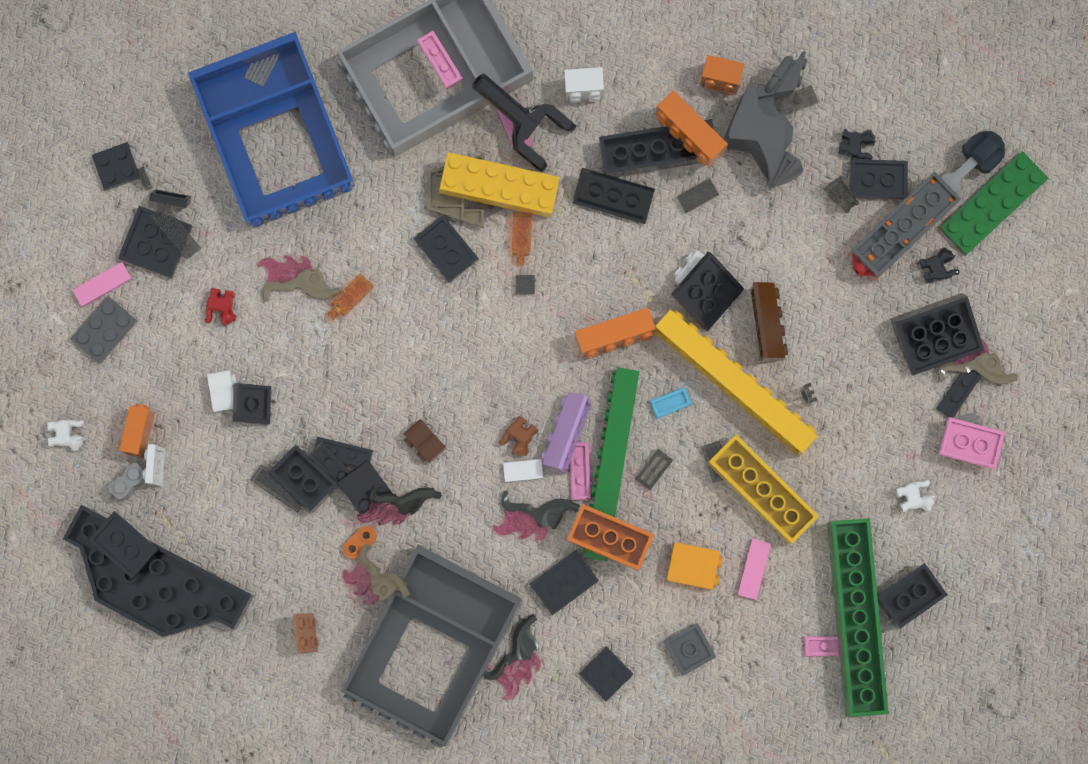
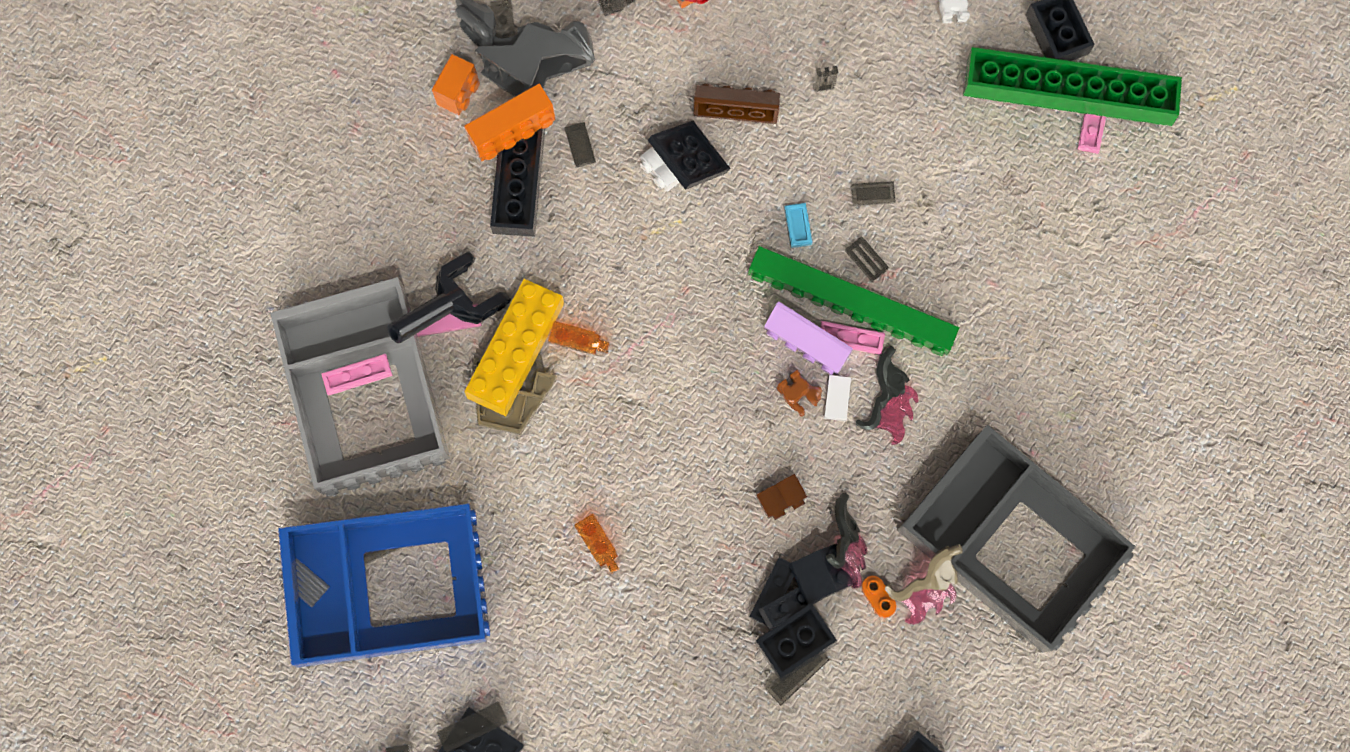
camera: 80 degrees left, 5 degrees down
(170, 198) = (430, 725): black tile -> none
(220, 304) = (571, 690): red animal -> none
(221, 390) = (671, 714): white brick -> none
(251, 403) = (695, 682): black plate -> none
(295, 275) = (556, 601): piece -> none
(305, 633) = (978, 680): nougat hinge -> none
(446, 249) = (570, 424): black plate -> none
(519, 663) = (1049, 452): piece -> none
(525, 284) = (631, 348): clear smoke tile -> none
(564, 582) = (971, 381): black plate -> none
(584, 84) = (426, 230): white brick -> none
(606, 673) = (1078, 361): black plate -> none
(610, 537) = (938, 315): orange brick -> none
(613, 195) = (558, 229): black plate -> none
(614, 333) = (711, 264): orange brick -> none
(689, 649) = (1070, 266): dark grey plate -> none
(694, 566) = (982, 241): light orange brick -> none
(735, 383) = (795, 150): yellow brick -> none
(754, 569) = (996, 181): bright pink tile -> none
(762, 489) = (916, 149): yellow brick -> none

